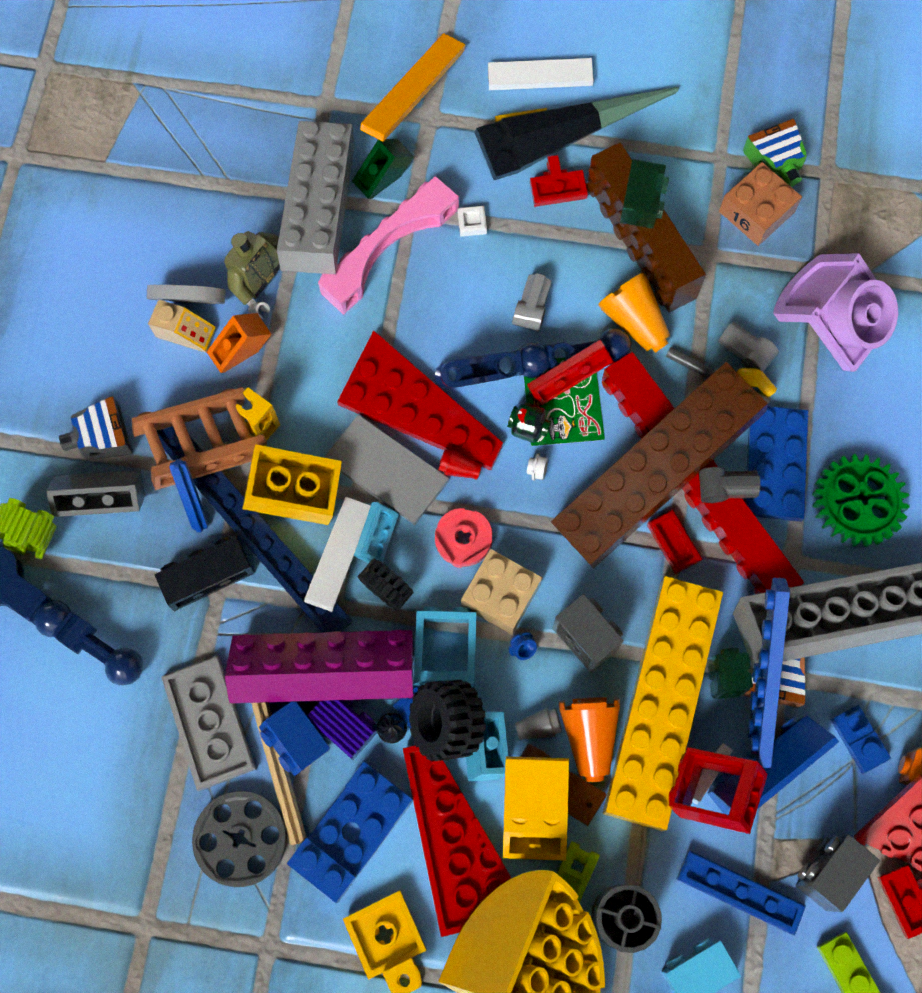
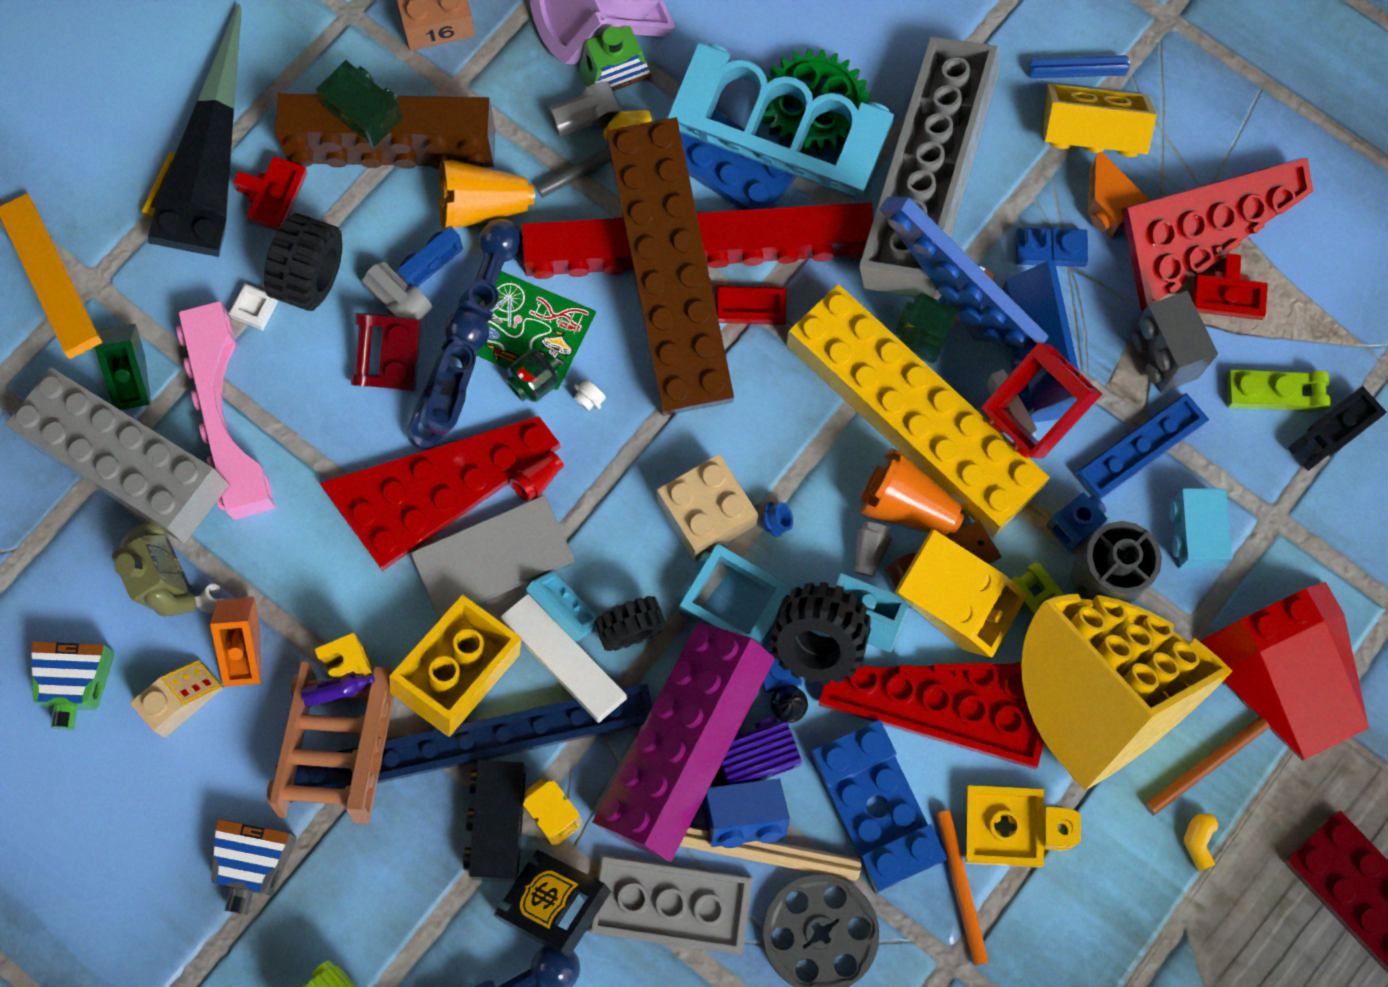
camera: 65 degrees left, 0 degrees up
(96, 493) = (327, 899): dark grey brick -> none
(159, 257) = (69, 678): none -> torso
(164, 631) = (543, 898): none -> black container
(186, 294) = (140, 669): light grey piece -> none
(189, 495) = (399, 786): blue axle -> none
(224, 604) = (551, 811): none -> yellow brick
(232, 417) = (335, 688): none -> dark purple piece
(324, 926) = (962, 888): none -> orange bar
(468, 522) = (606, 501): coral plate -> none
(491, 326) = (397, 356): none -> dark red plate
(515, 229) = (303, 261): none -> black tyre
(540, 74) = (121, 136): white tile -> none
(570, 372) = (507, 299): red tile -> none
(577, 310) = (438, 252): none -> blue plate
(588, 632) = (805, 441): dark grey brick -> none
(638, 871) = (1069, 528): none -> blue brick
(719, 485) = (726, 219): dark grey piece -> none
(799, 344) = (613, 59): none -> bright green torso
(812, 414) = (713, 69): none -> medium azure fence

